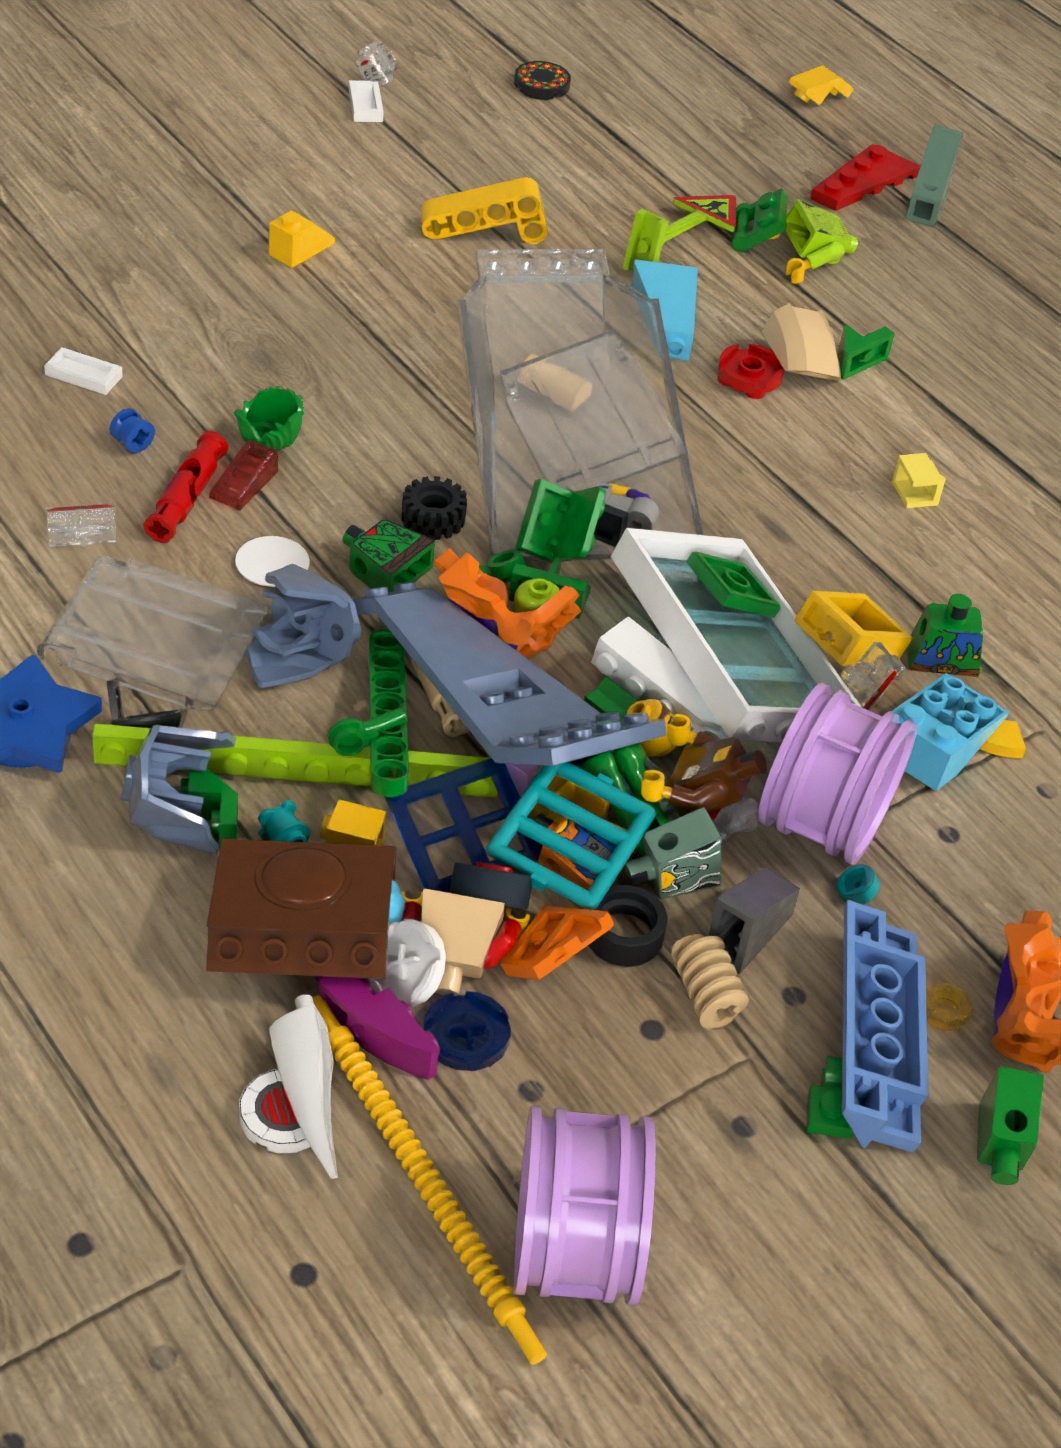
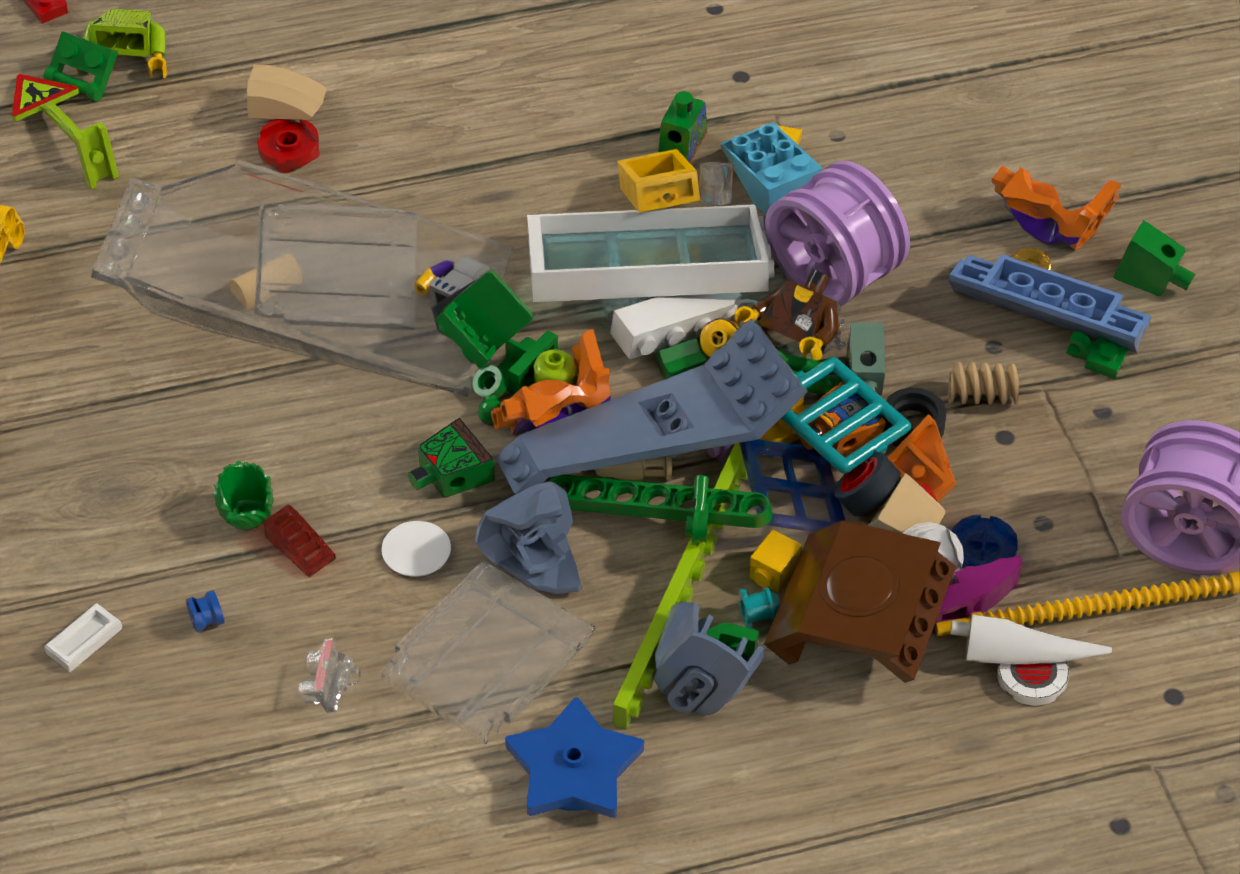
camera: 65 degrees left, 5 degrees up
(169, 718) = (604, 671): black piece -> none
(185, 487) = (317, 595): red piece -> none
(438, 494) = (395, 399): black tyre -> none
(676, 292) = (166, 161): medium azure slope -> none
(733, 584) = (588, 235): green tile -> none
(752, 914) = (933, 339): dark grey slope -> none
(858, 884) = (910, 273): teal tile -> none
(862, 352) = (294, 56): green slope -> none
(918, 480) = (479, 84): light yellow window -> none

